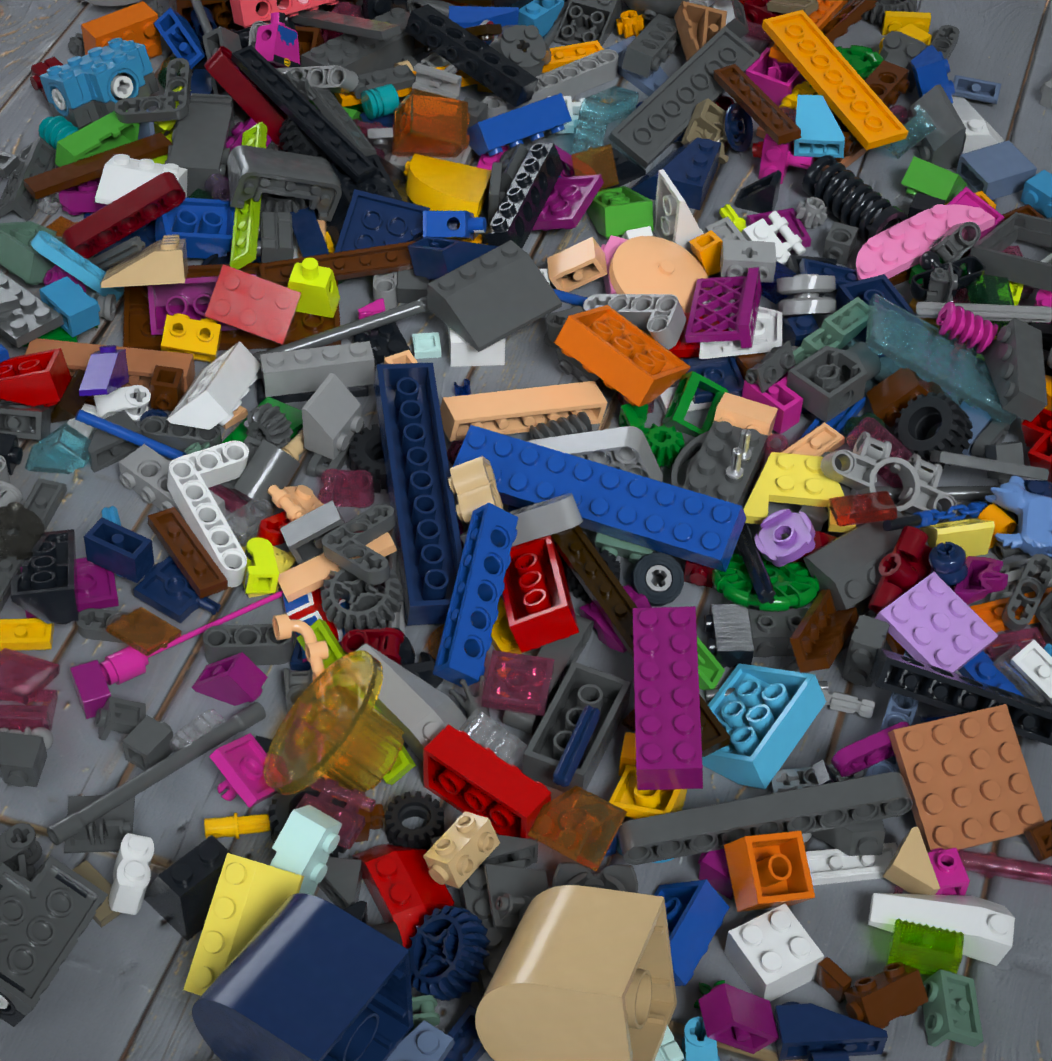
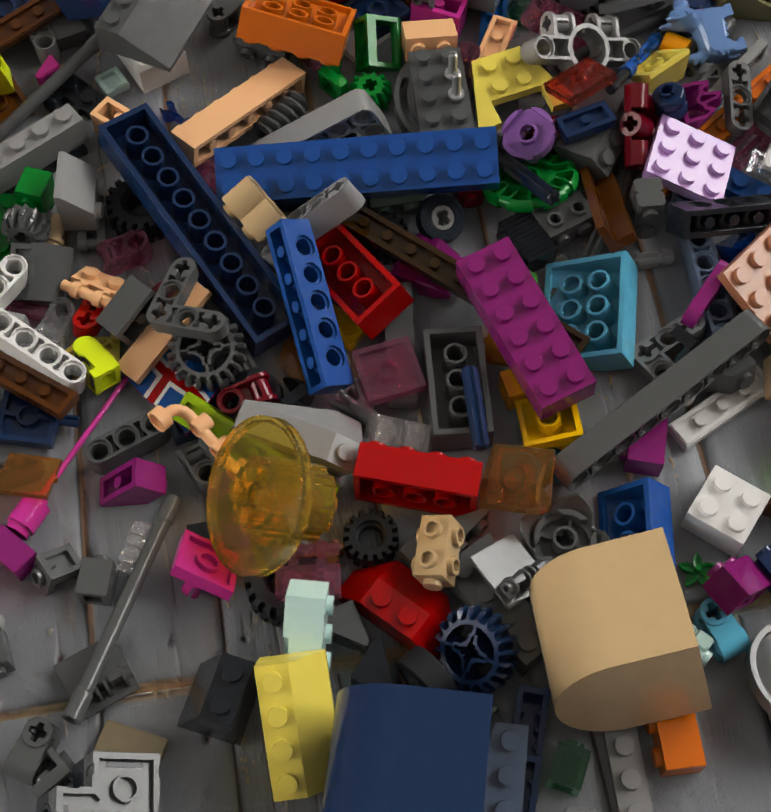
camera: 25 degrees left, 15 degrees up
(131, 874) = (159, 714): white brick -> none
(234, 825) = (220, 618): yellow axle -> none
(293, 399) = (35, 189): none -> green brick
(769, 870) = (691, 444): orange brick -> none
(846, 546) = (585, 122): none -> dark blue plate

